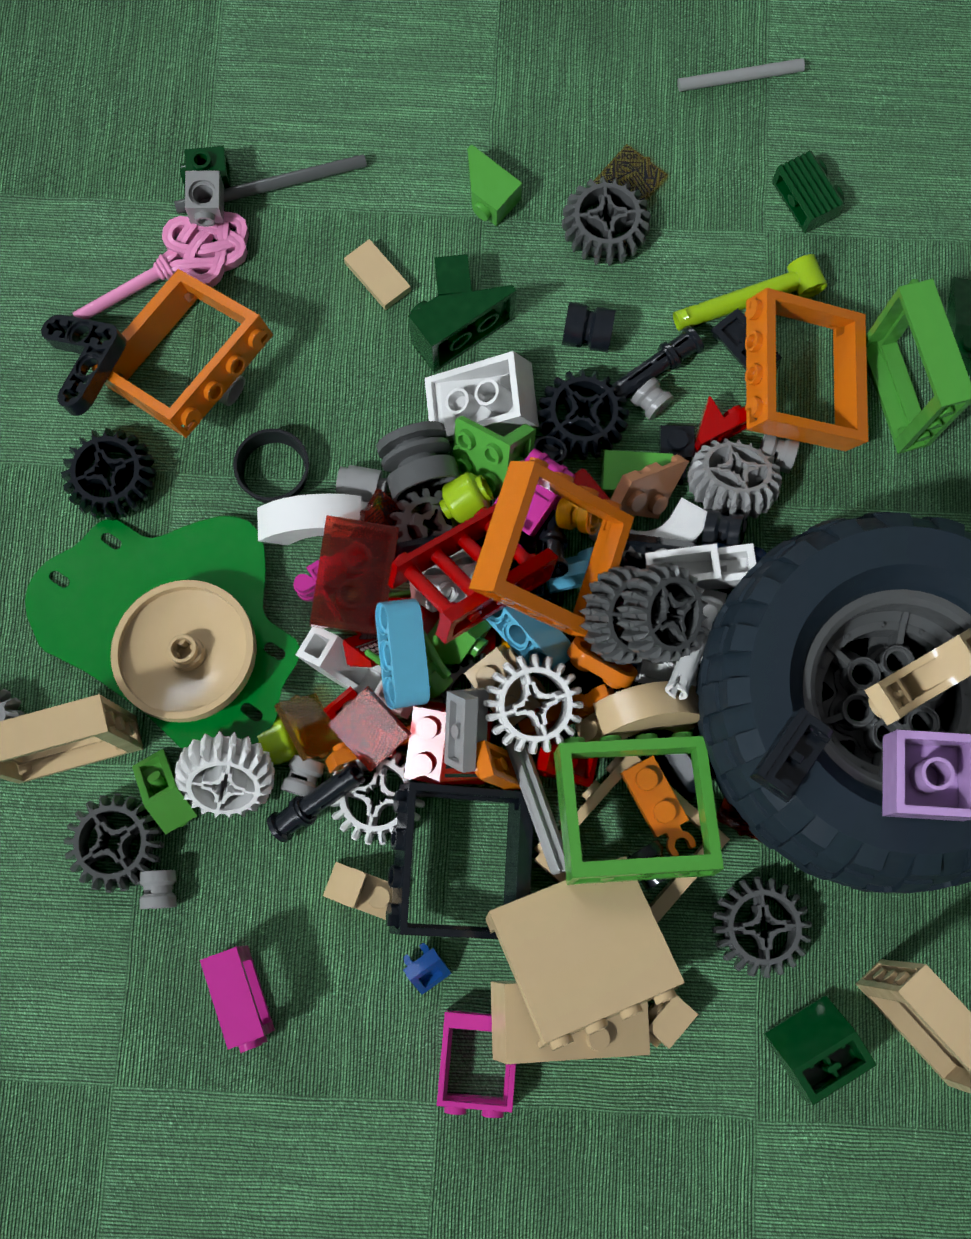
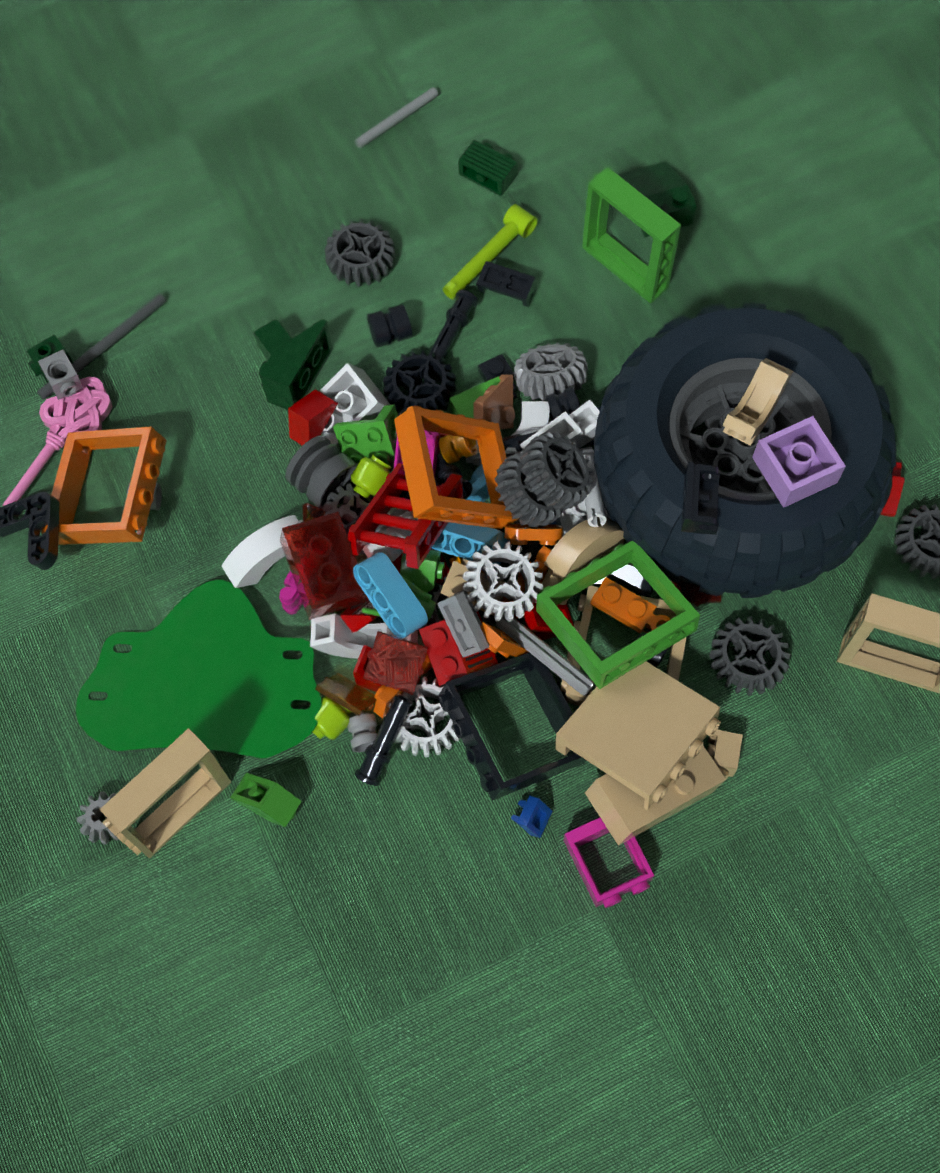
camera: 25 degrees left, 10 degrees down
(82, 480) = (107, 582): black gear -> none
(105, 830) = (244, 867): dark grey gear -> none
(157, 889) = (301, 871): light grey wheel -> none
(183, 651) = (226, 685): tan dish -> none
(203, 769) = (317, 761): white gear -> none
(238, 998) = (407, 908): dark pink window -> none
(259, 439) = (201, 514): black tyre -> none
(359, 890) = (453, 790): tan slope -> none
(360, 481) = (287, 507): light grey brick -> none
(377, 274) = (216, 368): tan tile -> none
(442, 389) = (310, 416): none -> red slope
(492, 188) = (264, 270): bright green slope -> none
(635, 169) = (357, 209): clear orange piece -> none
(652, 398) = (461, 350): light grey wheel -> none
(716, 427) = (517, 344): red slope -> none
(785, 451) = (574, 337): light grey wheel -> none
(819, 1050) = (839, 714): dark green slope -> none
(849, 371) = (605, 295): orange window -> none

